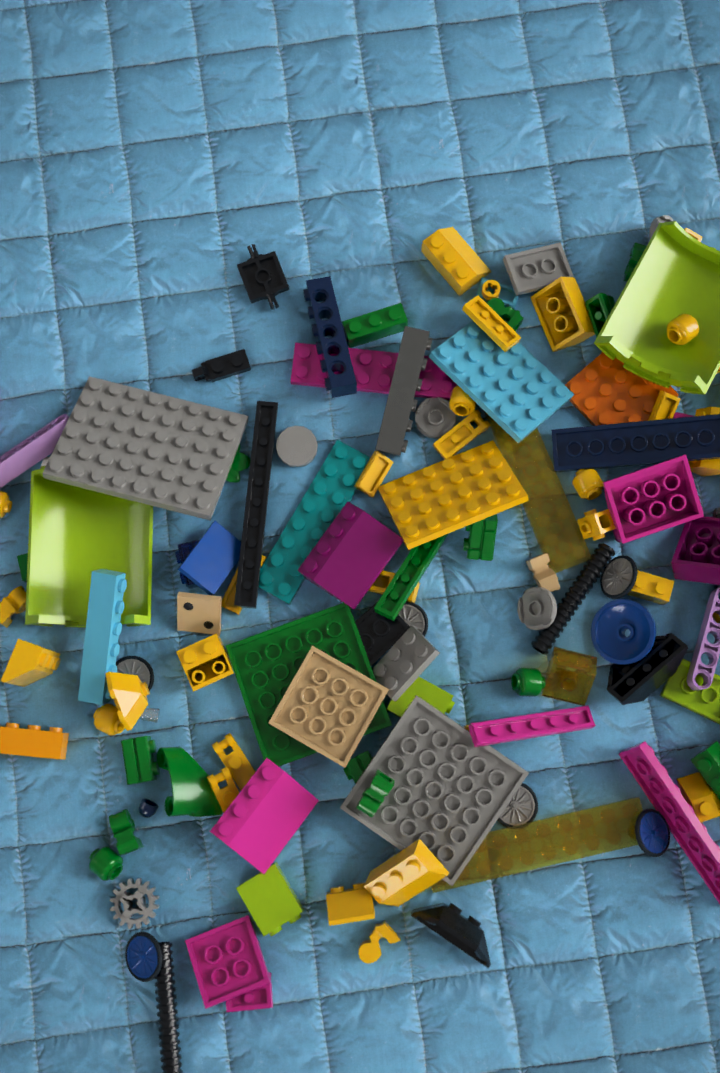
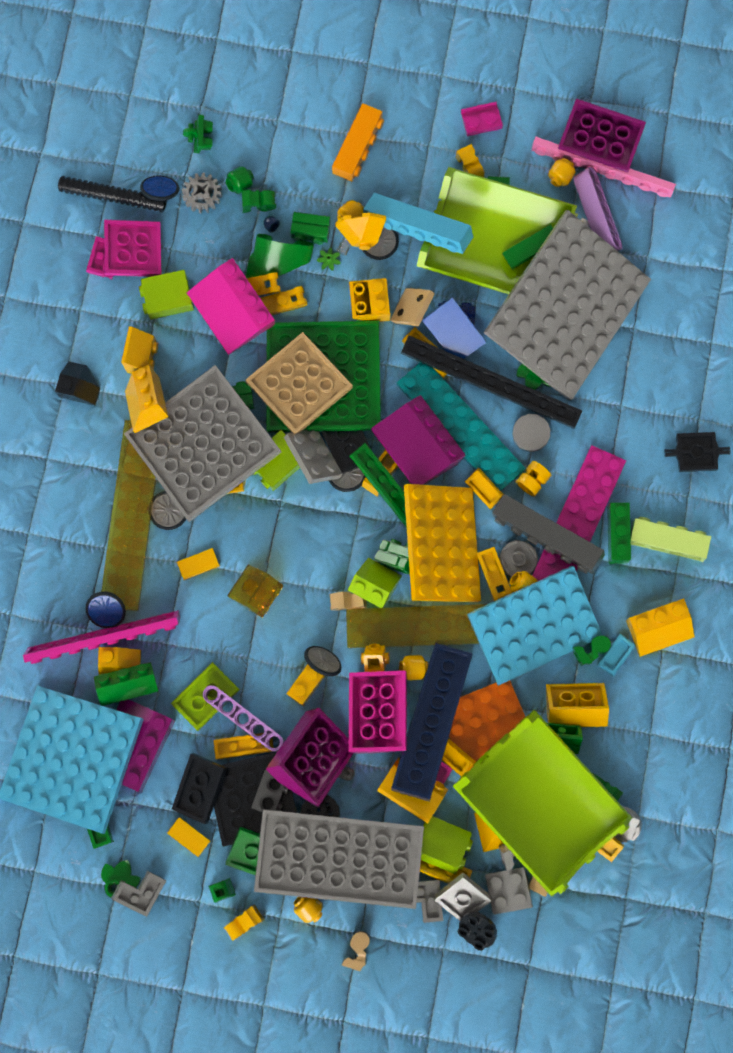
camera: 110 degrees right, 0 degrees up
(29, 664) = (417, 163): yellow slope -> none
(62, 937) = (197, 132): none -> green hips
(91, 509) = (527, 248): none -> green tile
(174, 727) = (329, 262): none -> bright green plant
(222, 367) = (624, 393): black hinge -> none
(322, 290) = (571, 487): dark blue brick -> none
(354, 428) = (527, 481): none -> yellow wheel
(364, 274) = (670, 540): none -> yellowish green brick
(370, 949) = (101, 360): yellow leg -> none
(374, 795) = (216, 393): green leg -> none
(408, 965) = (77, 384): none -> black slope
(456, 929) = (91, 428): black wedge -> none
(491, 323) = (585, 632): yellow plate -> none
(494, 285) = (615, 642): yellow bush -> none
(519, 548) = (374, 582): none -> lime brick
(528, 682) = (262, 554): green head -> none
(531, 726) = (224, 540): dark pink tile -> none
(536, 268) = (627, 696): light grey plate -> none
(537, 608) = (320, 582): light grey tile -> none
(563, 751) = (198, 564): none -> yellow tile
(573, 597) = (318, 618): black piece -> none
(609, 631) = (278, 639): blue dish -> none
(639, 680) = (238, 653): black wedge -> none
(682, 329) = (521, 795): yellow head -> none

